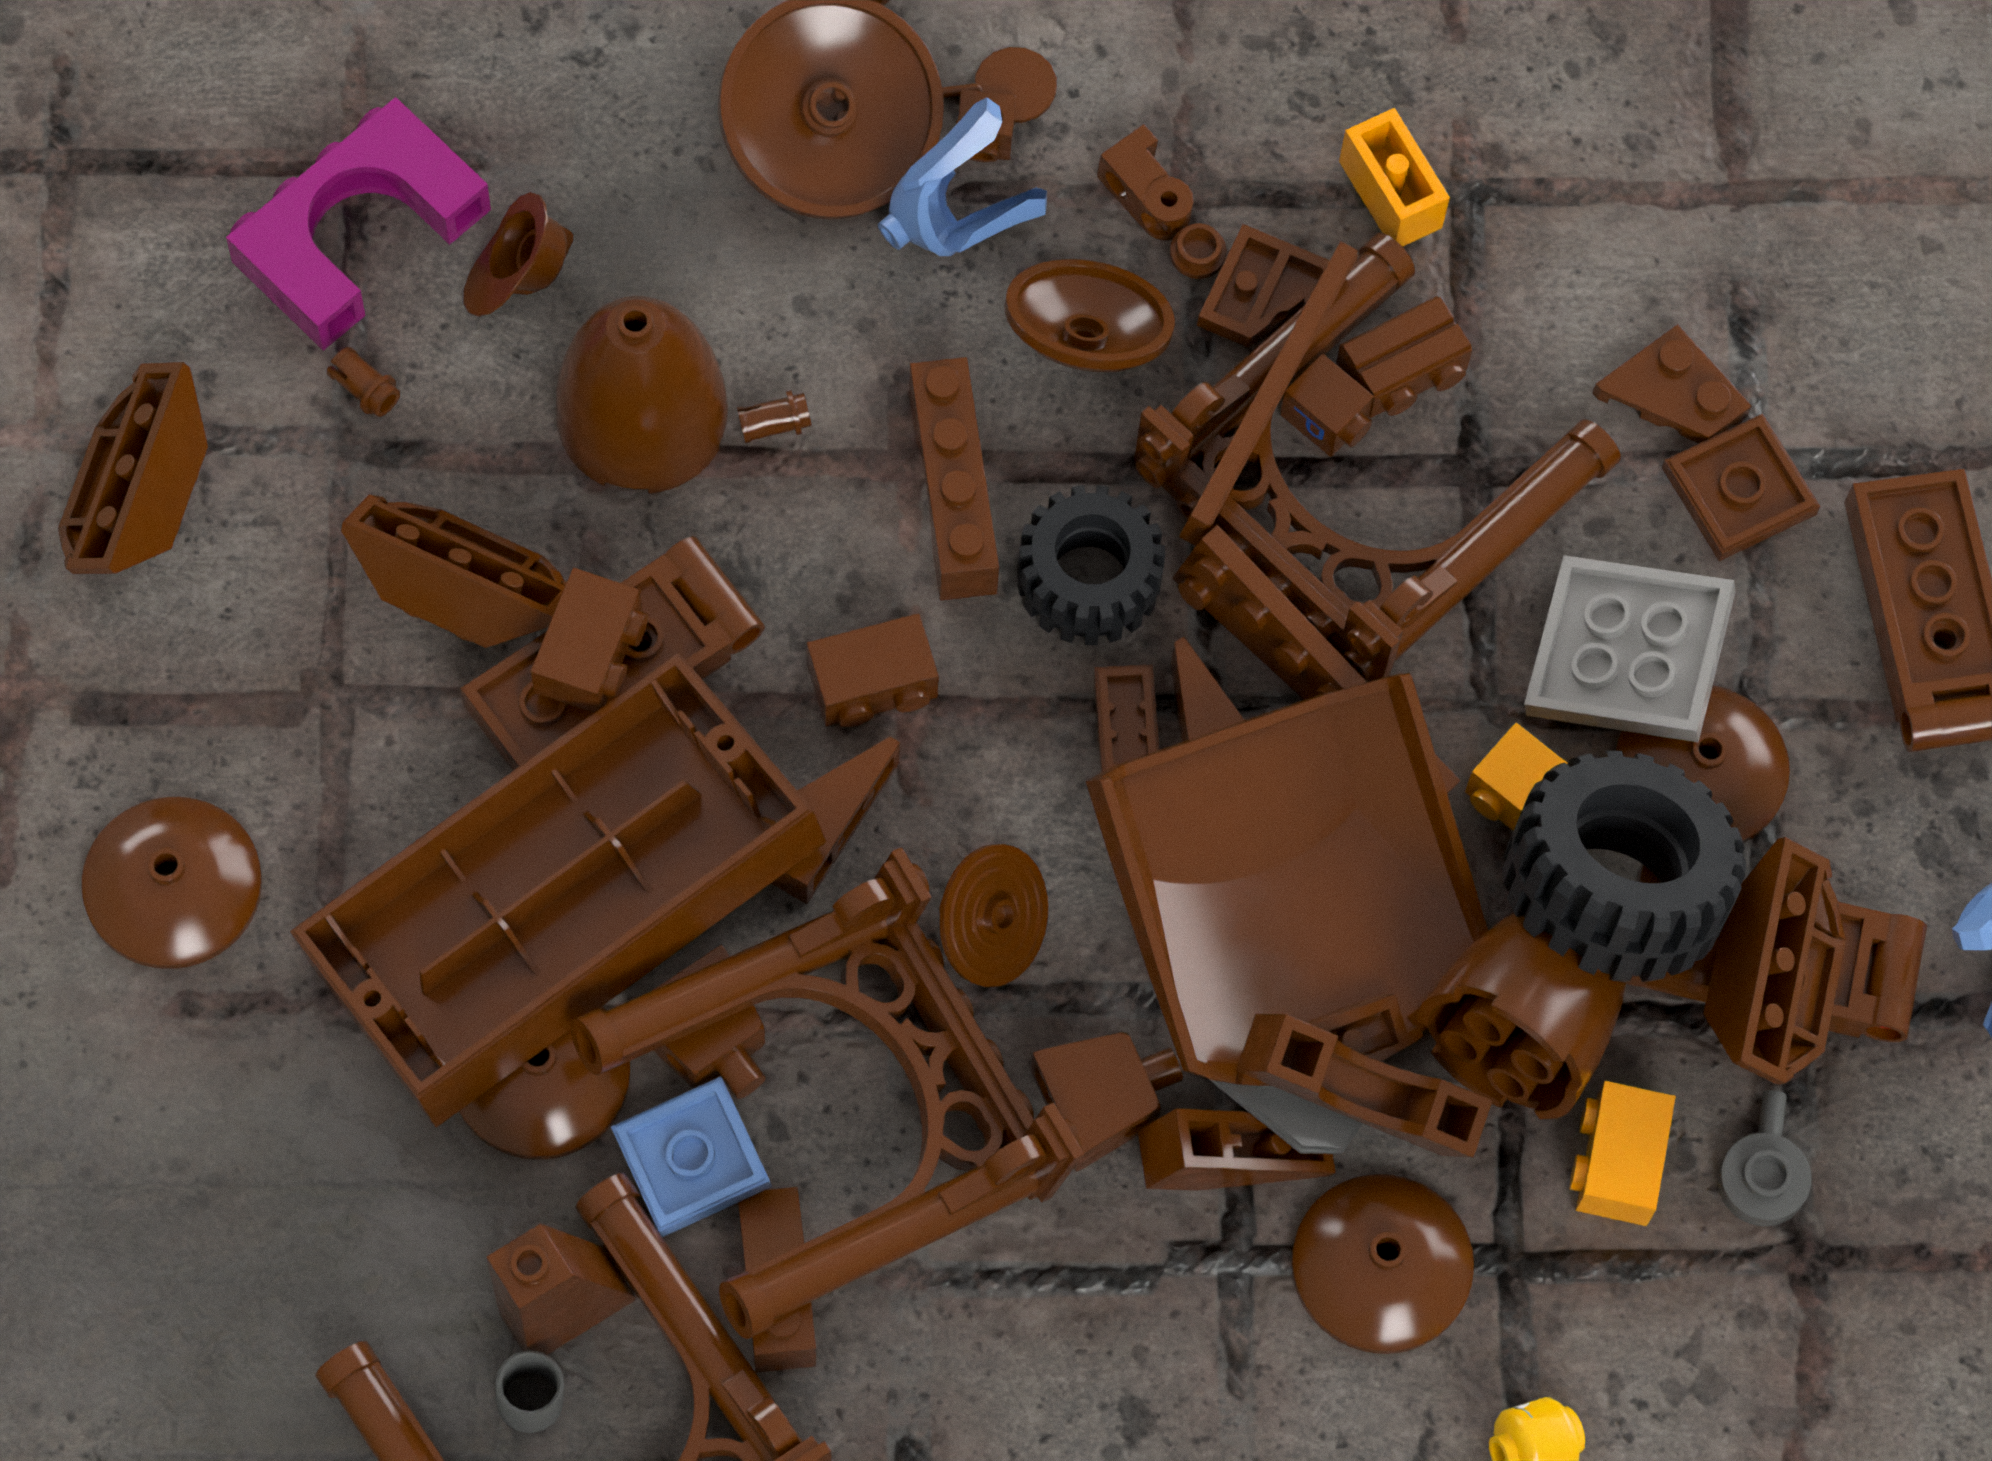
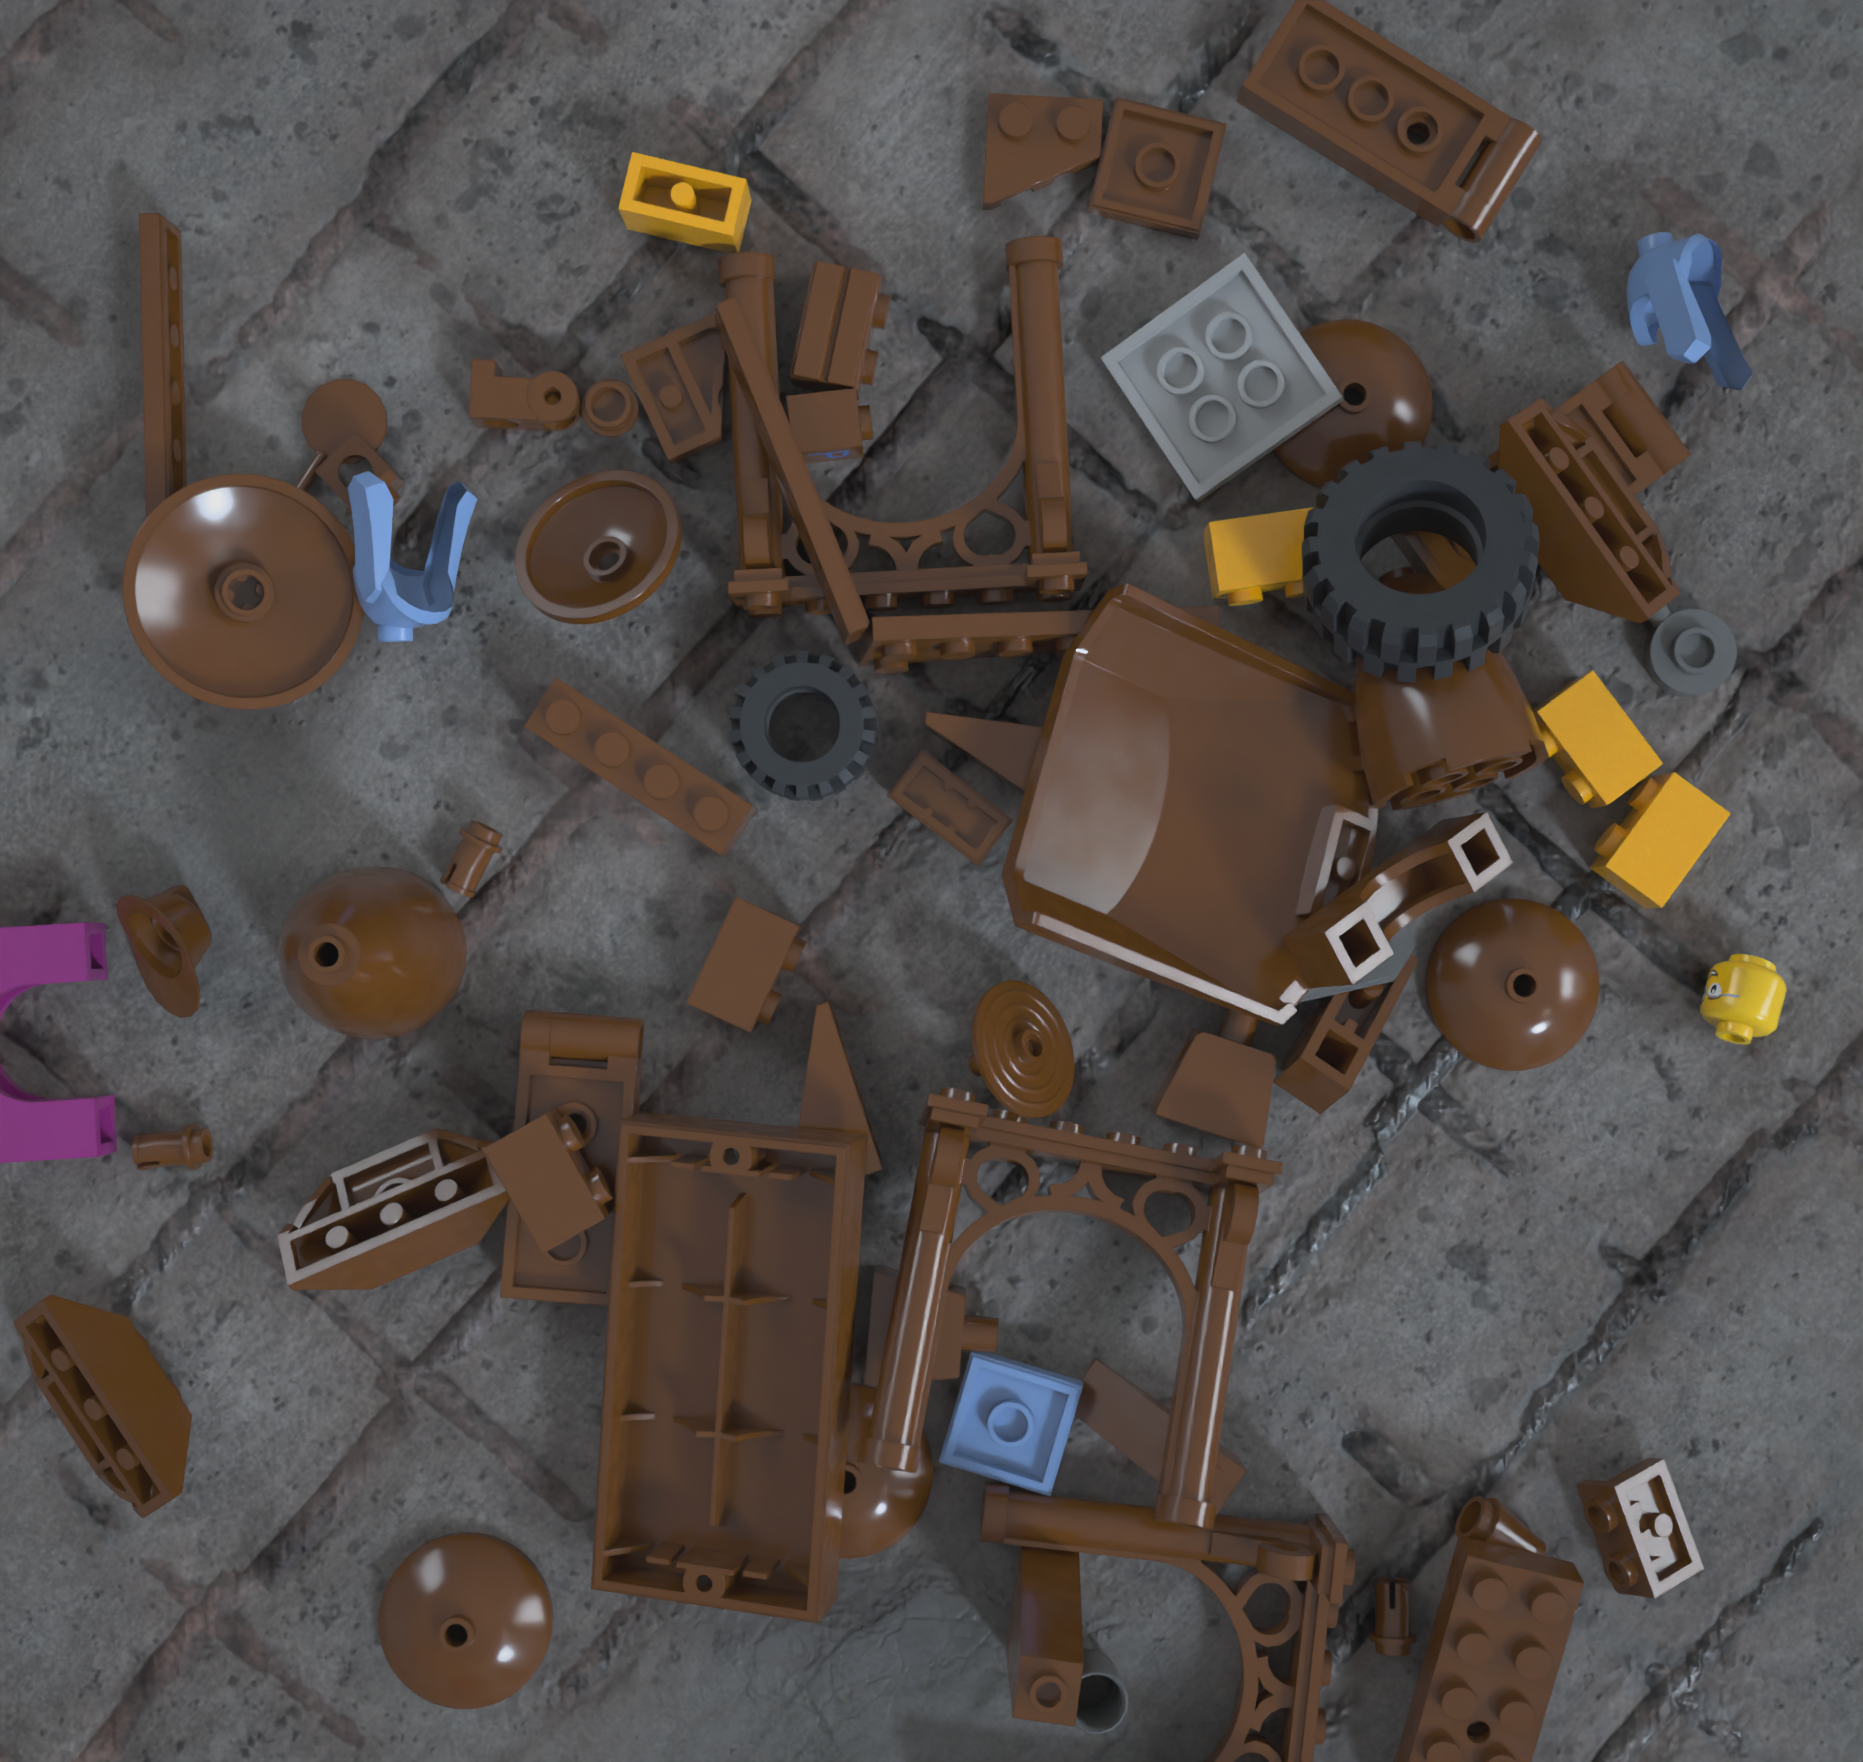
camera: 45 degrees left, 20 degrees up
(1597, 1269) = (1658, 839): none -> light orange brick

